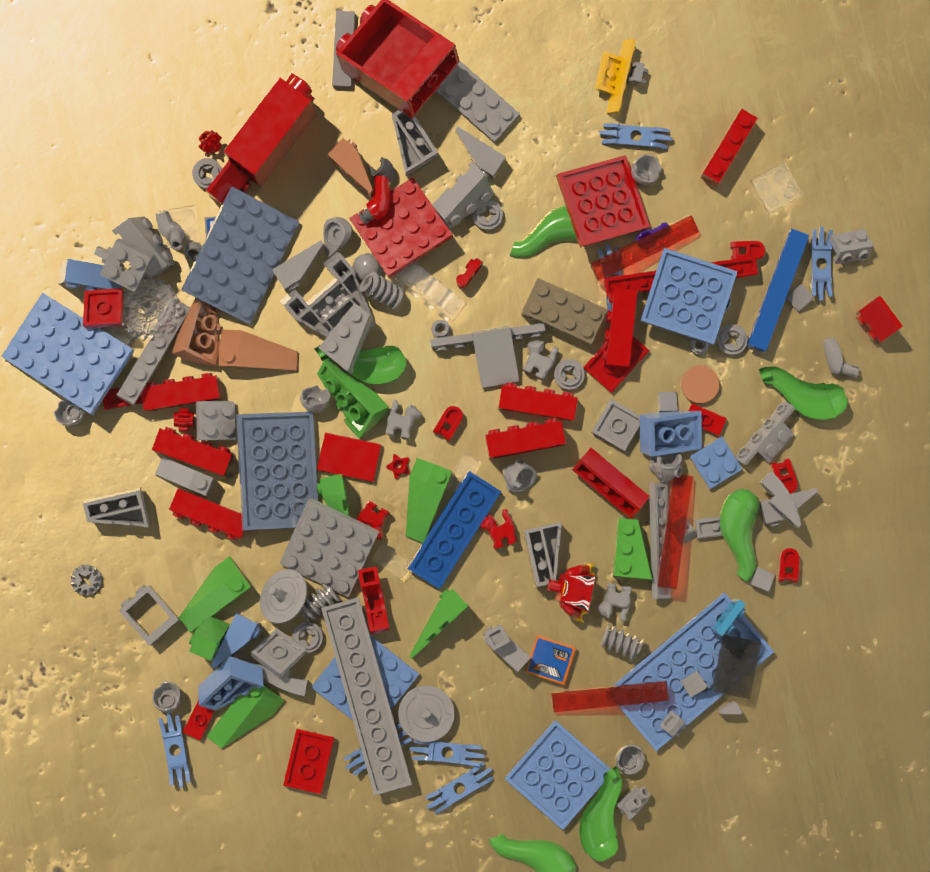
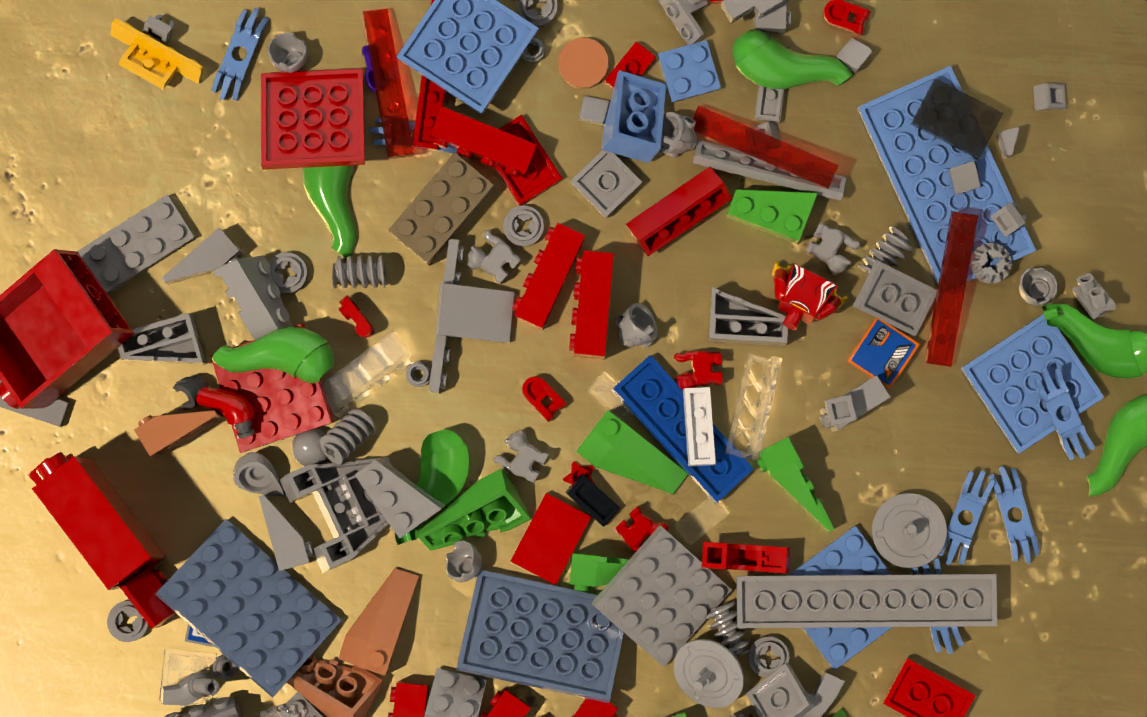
camera: 75 degrees left, 0 degrees up
(210, 142) = (88, 606): red gear -> none
(385, 479) = (592, 500): none -> black tile
(431, 231) = (285, 349): none -> bright green animal
(458, 540) = (699, 426): none -> white plate
(479, 583) = (763, 407): none -> clear fence
(502, 266) = (359, 272): none -> light grey piece
(532, 808) = (1072, 425): none -> medium blue piece
(591, 657) = (895, 298): none -> light grey plate
(627, 720) = (979, 259): none -> light grey gear
(724, 623) = (894, 109): dark azure plate -> none
(772, 731) = (1049, 97): none -> light grey slope

